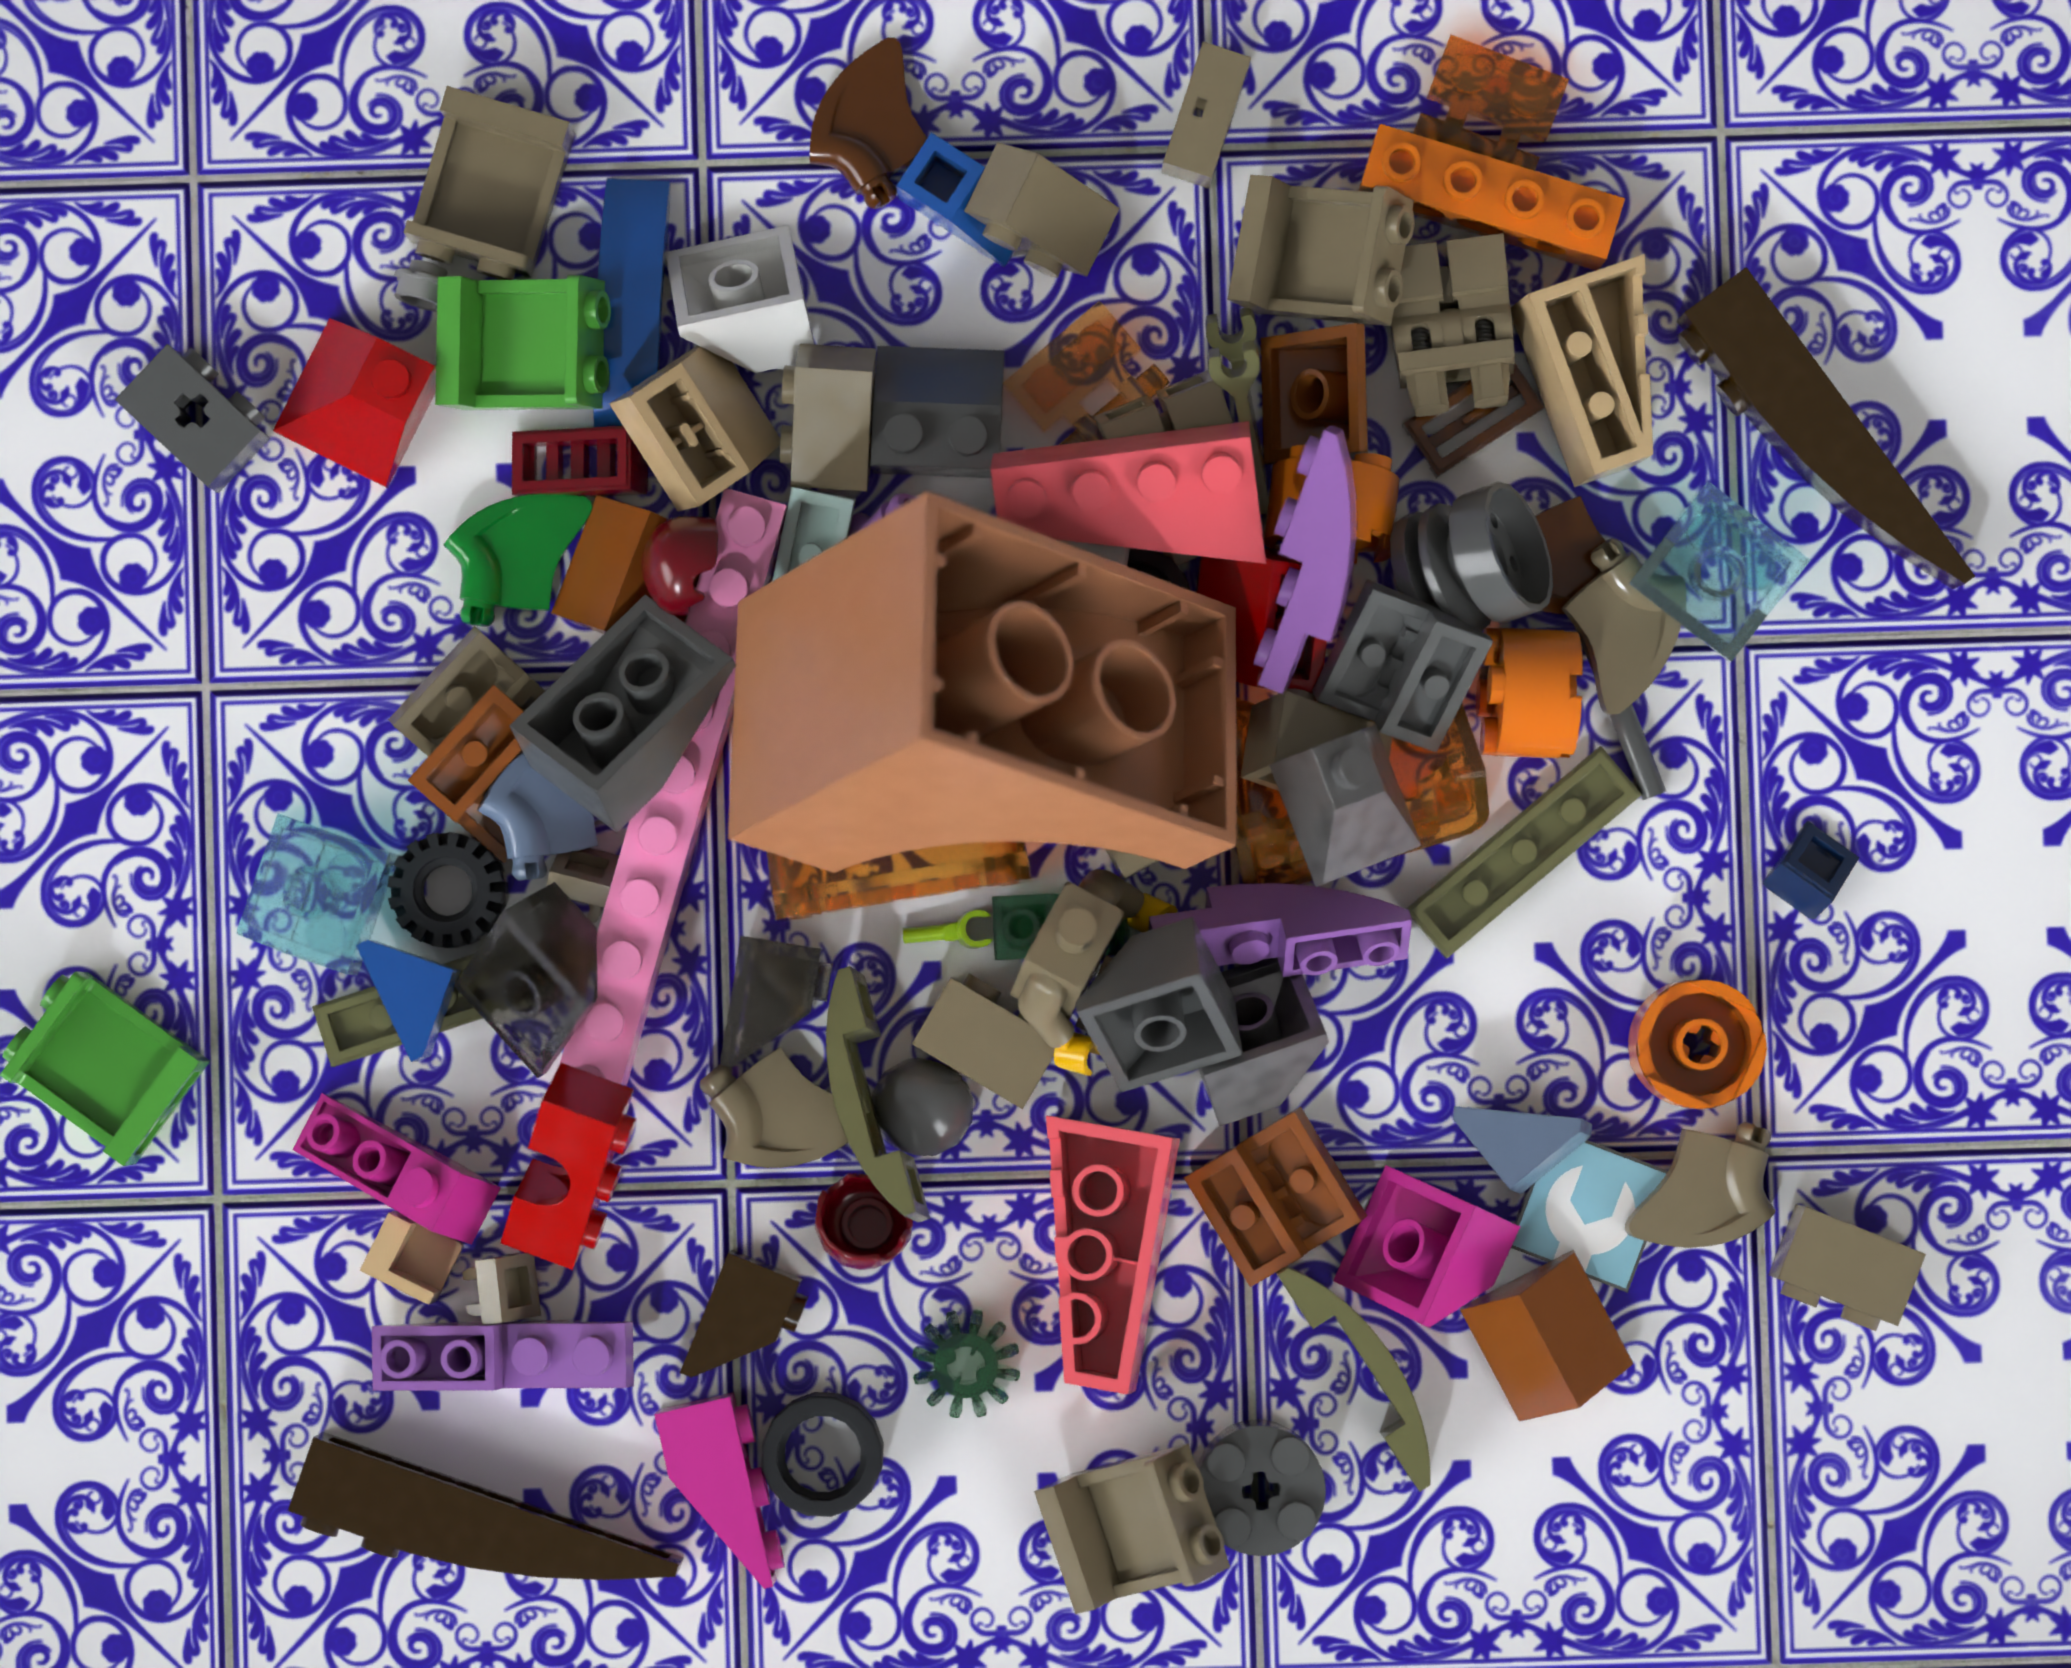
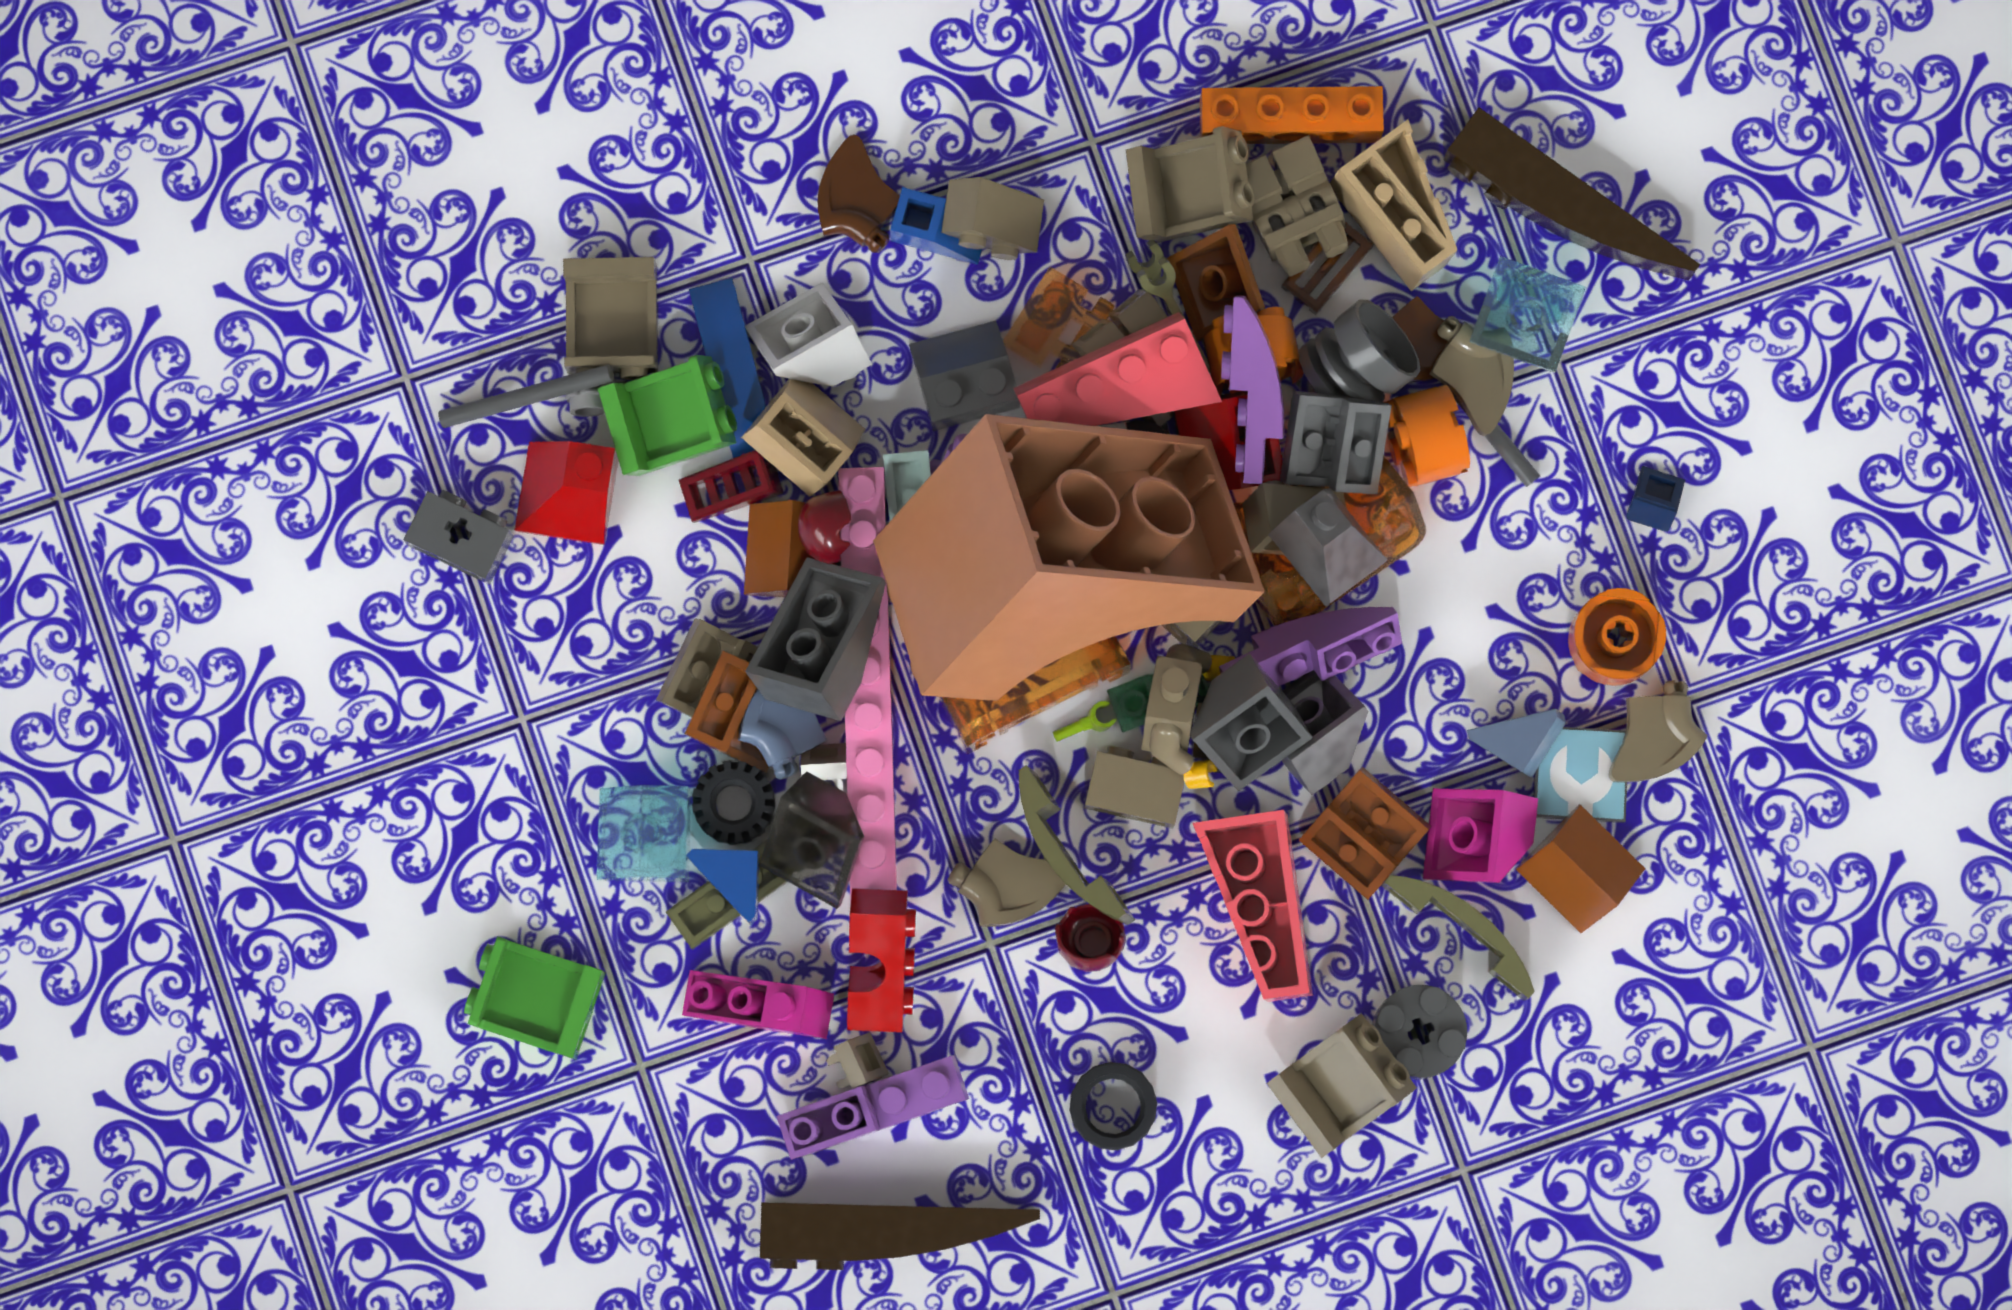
camera: 20 degrees left, 5 degrees down
(342, 256) = (526, 396): none -> dark grey bar
(411, 1258) = (788, 1060): tan panel -> none
(513, 552) = (705, 560): green arm -> none
(712, 1469) = (1038, 1137): dark pink slope -> none
(744, 1313) = (1029, 1026): dark brown slope -> none
(771, 994) = (979, 800): clear smoke slope -> none
(830, 417) = (894, 398): dark tan brick -> none
(922, 1106) = (1105, 847): dark grey hair -> none
(947, 1354) = (1176, 1008): clear green gear -> none
(1215, 91) = (1082, 102): dark tan piece -> none
(1495, 90) = (1271, 43): clear orange plate -> none
(1523, 852) = (1457, 547): olive tile -> none
(1845, 1266) = (1767, 757): dark tan brick -> none

